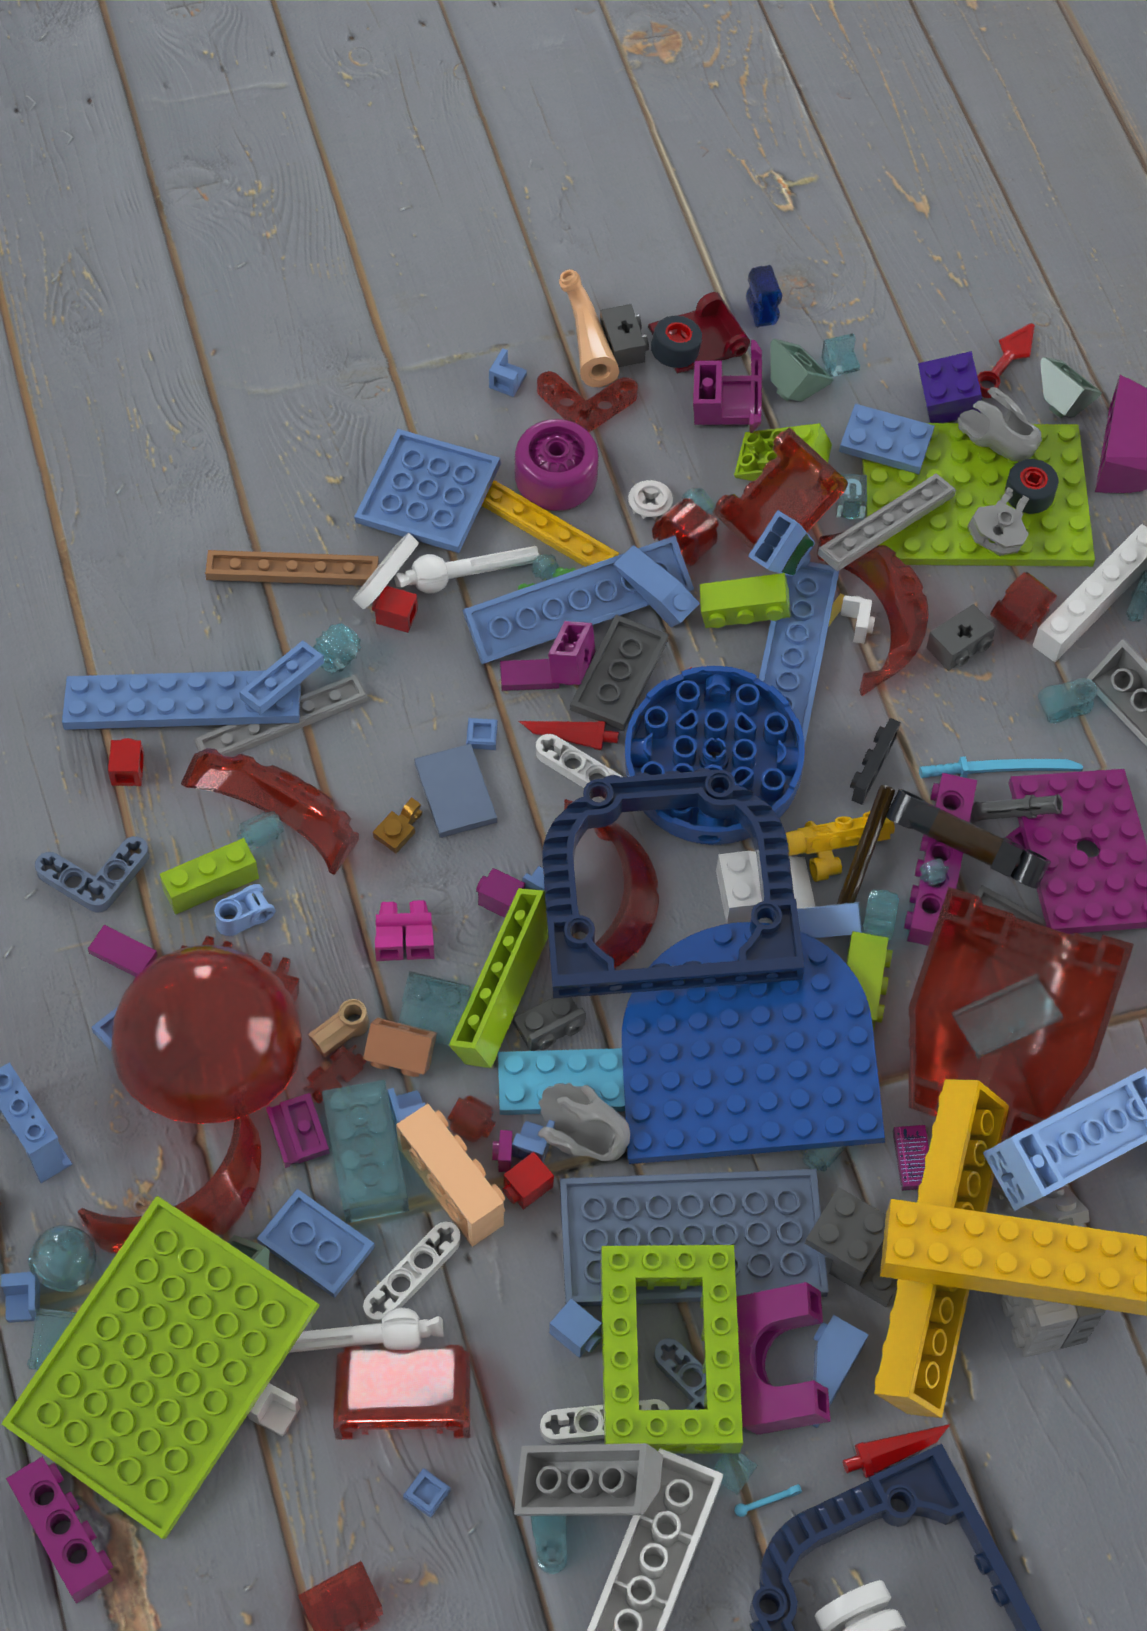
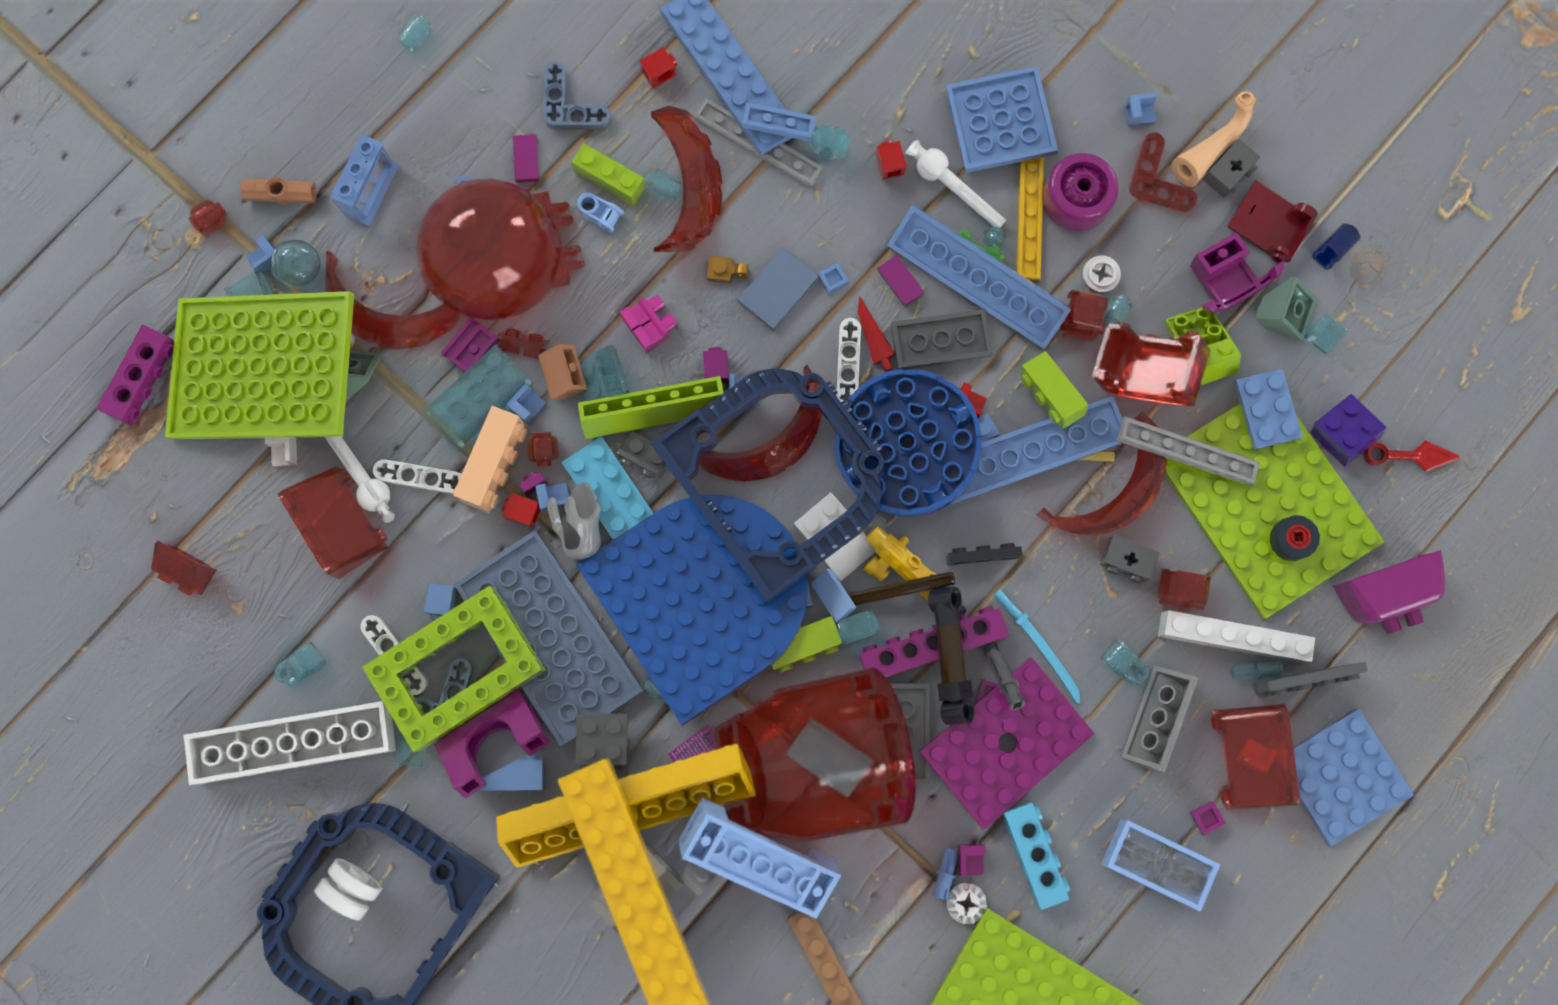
camera: 60 degrees right, 20 degrees up
(289, 567) = (878, 72): medium nougat plate -> none
(316, 1243) = (401, 406): medium blue plate -> none
(338, 1029) = (553, 326): tan piece -> none
(385, 571) = (912, 134): white beam -> none
(427, 1492) = (287, 574): medium blue tile -> none
(572, 653) = (929, 298): magenta brick -> none
(587, 1479) = (332, 670): light grey slope -> none
(656, 586) = (1022, 321): medium blue slope -> none
(676, 341) = (1250, 200): black wheel -> none
(742, 1509) = (388, 772): medium azure hinge -> none
(783, 546) = (1106, 390): medium blue torso -> none
(854, 499) = (1200, 414): clear light blue brick -> none
(859, 608) = (1096, 482): white bracket -> none
(882, 1453) = (477, 842): red bar -> none
(933, 871) = (909, 646): clear light blue plate -> none
(1000, 525) = (1244, 534): light grey hinge -> none
(1007, 435) = (1328, 490): light grey hair -> none
(1065, 388) = (1412, 514): slope -> none

